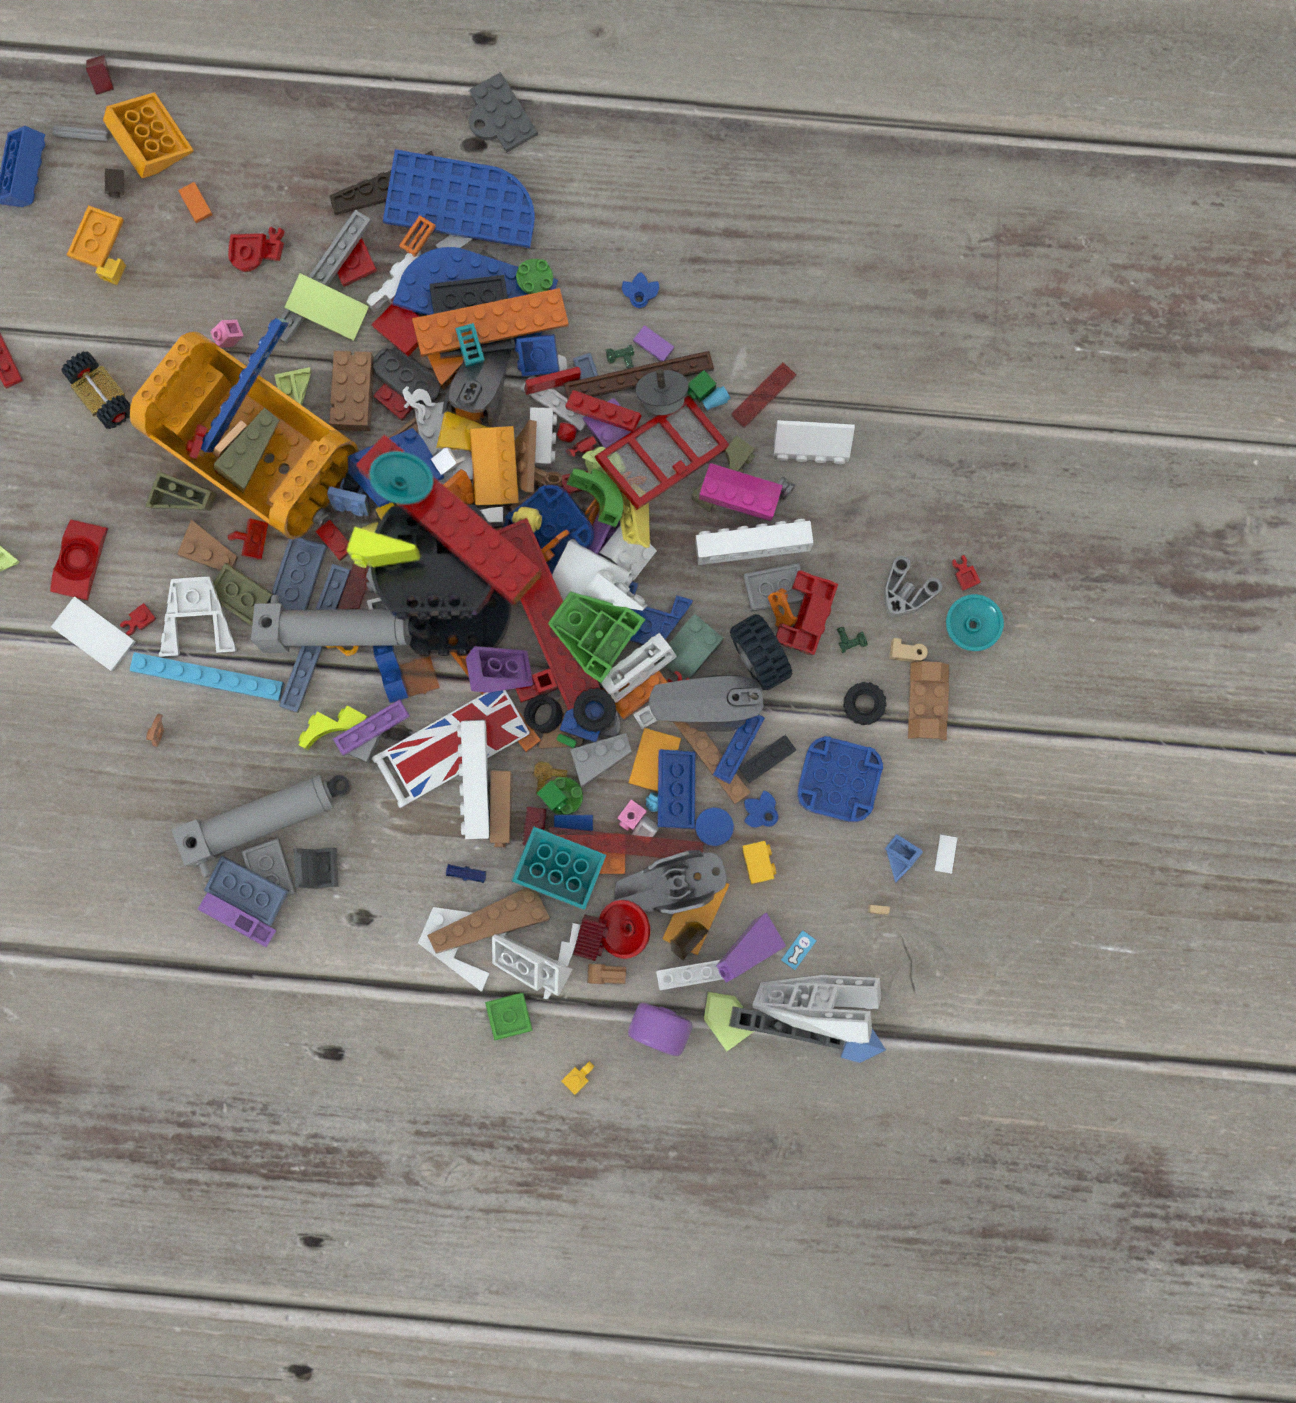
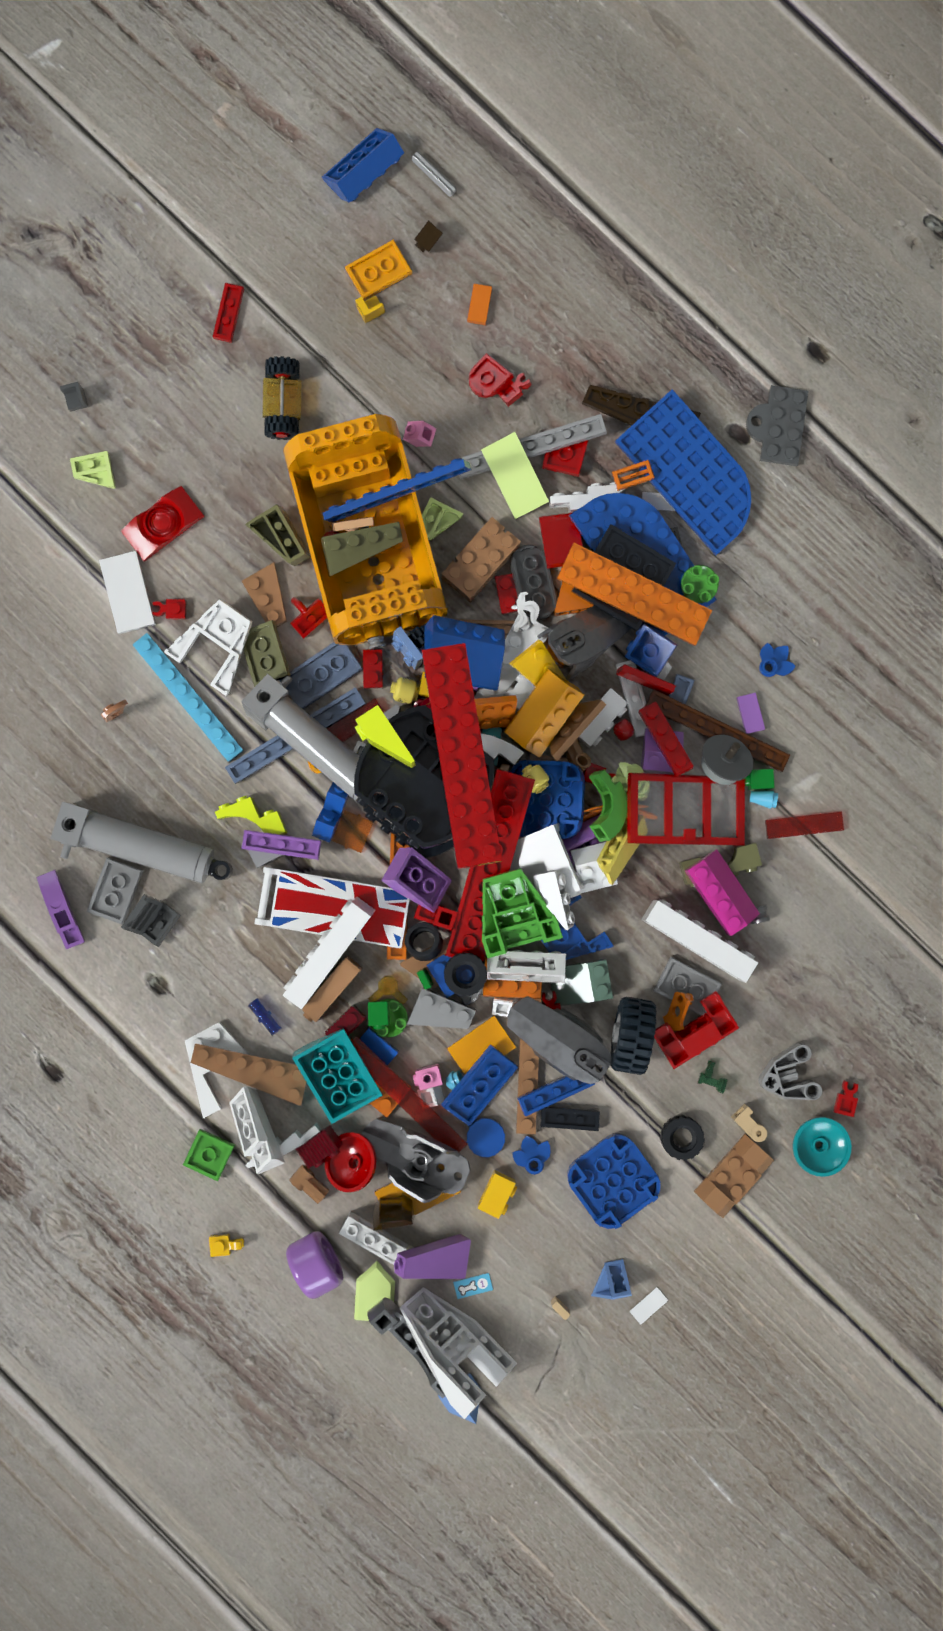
camera: 35 degrees right, 5 degrees up
(99, 74) = (486, 136): dark red slope -> none
(146, 134) = (485, 217): light orange slope -> none
(194, 445) = (319, 507): red plate -> none
(246, 890) = (86, 892): sand blue tile -> none
(401, 477) = (457, 694): teal dish -> none
(446, 461) = (508, 679): white panel -> none
(469, 362) = (592, 606): teal slope -> none
(547, 553) = (530, 815): orange piece -> none
(582, 446) = (628, 753): red plate -> none
(626, 353) = (722, 702): clear green piece -> none
(813, 441) = (812, 898): white slope -> none

